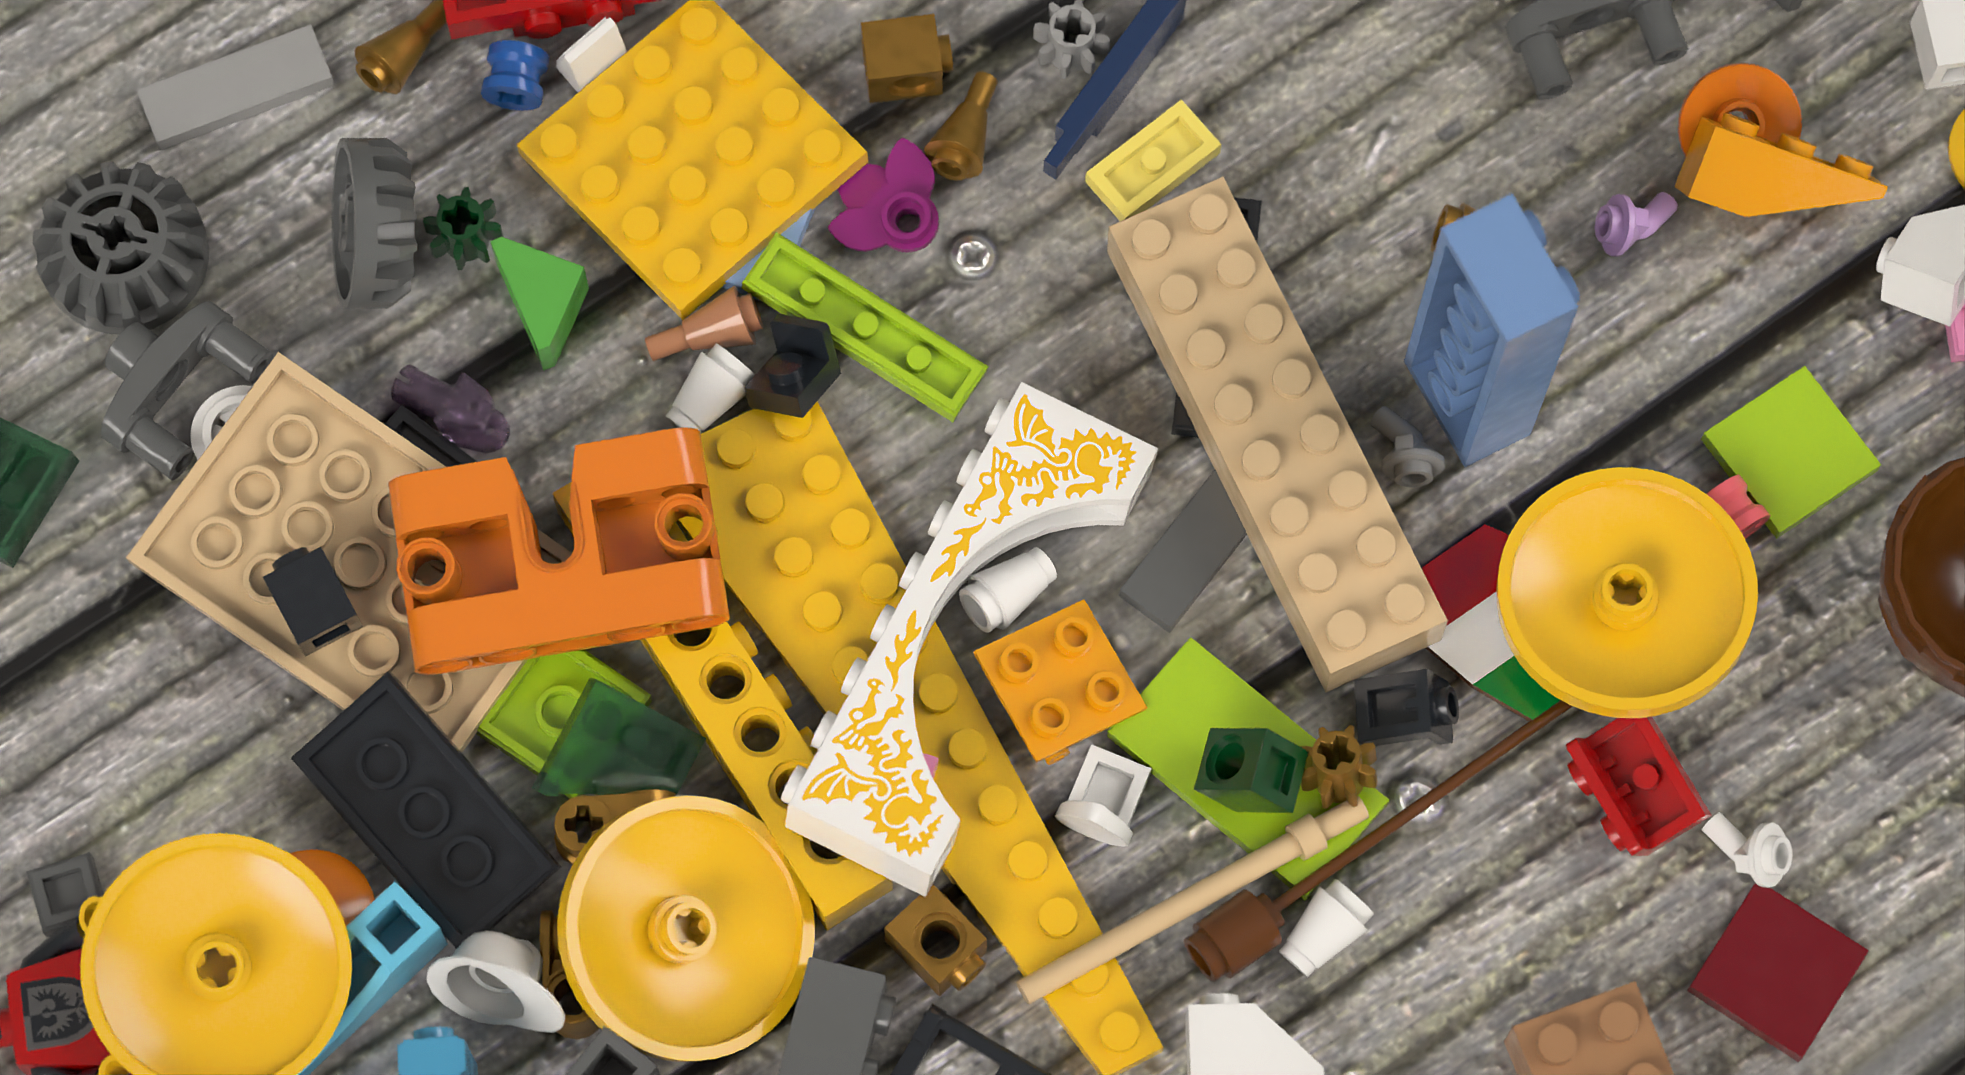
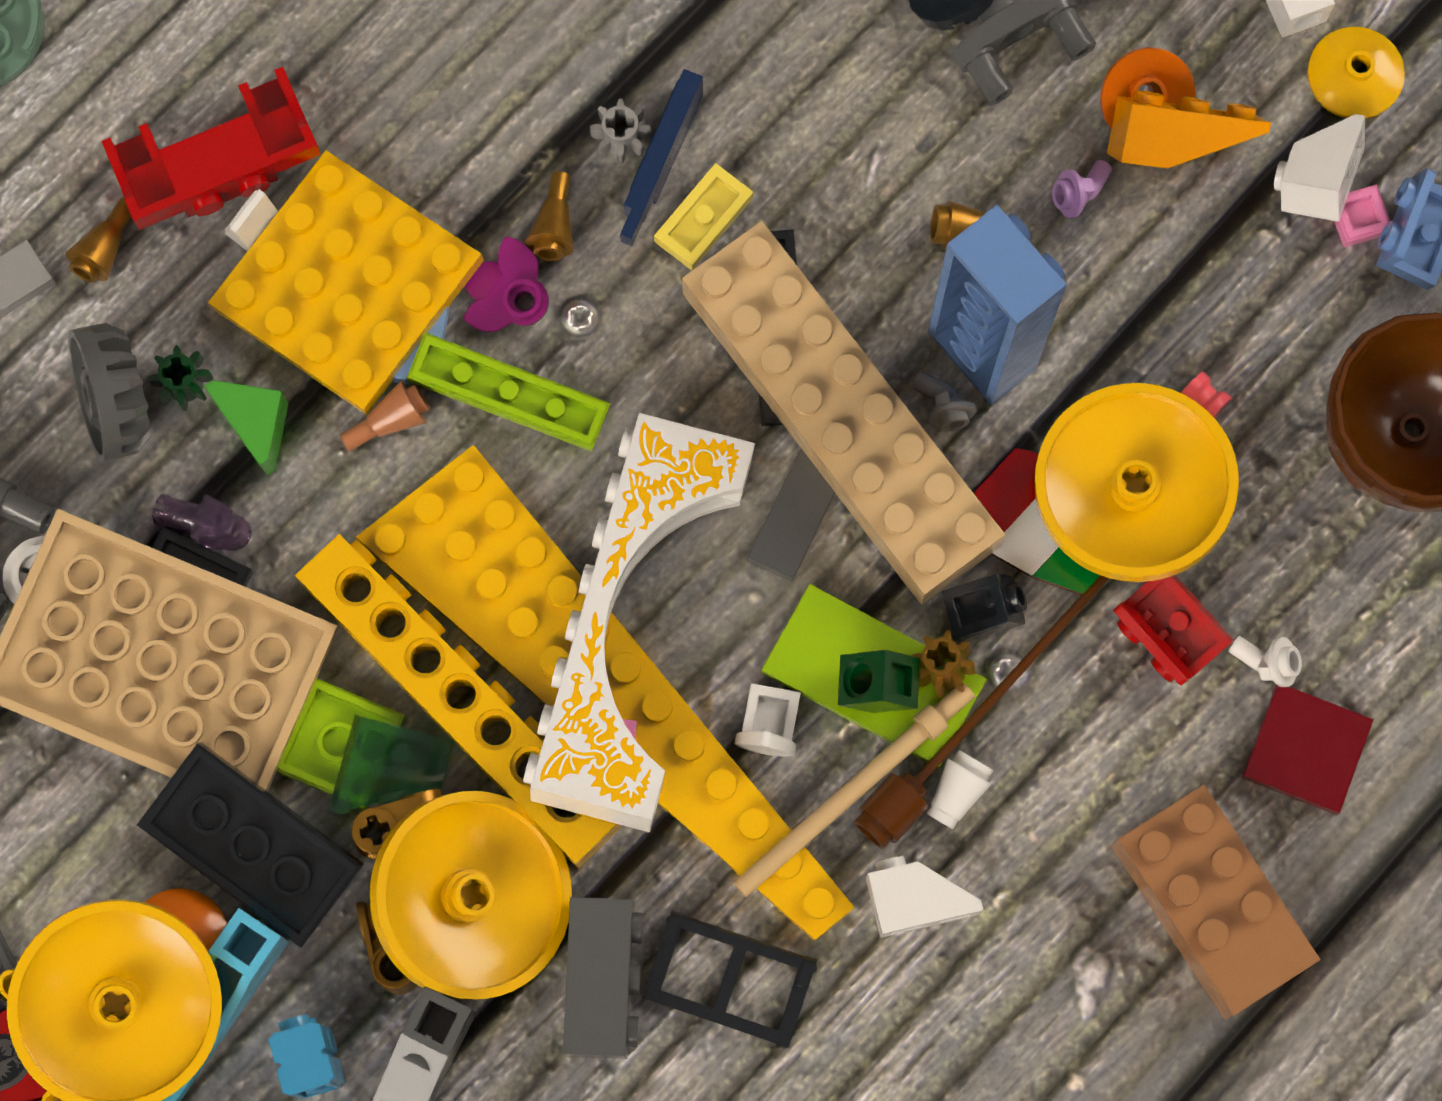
camera: 10 degrees left, 5 degrees up
(311, 599) = (125, 699): black brick -> none
(496, 983) = (333, 965): white piece -> none
(515, 75) = (195, 248): blue wheel -> none
(614, 588) = (361, 635): orange connector -> none
(710, 389) = (399, 467): white cone -> none
(798, 369) = (464, 437): black bracket -> none
(904, 58) = (494, 172): pearl gold brick -> none
(927, 916) = (653, 843): pearl gold brick -> none
(1006, 589) = (660, 576): white cone -> none
(1060, 681) = (717, 640): light orange hinge -> none
(1791, 450) = (1237, 342): lime tile -> none

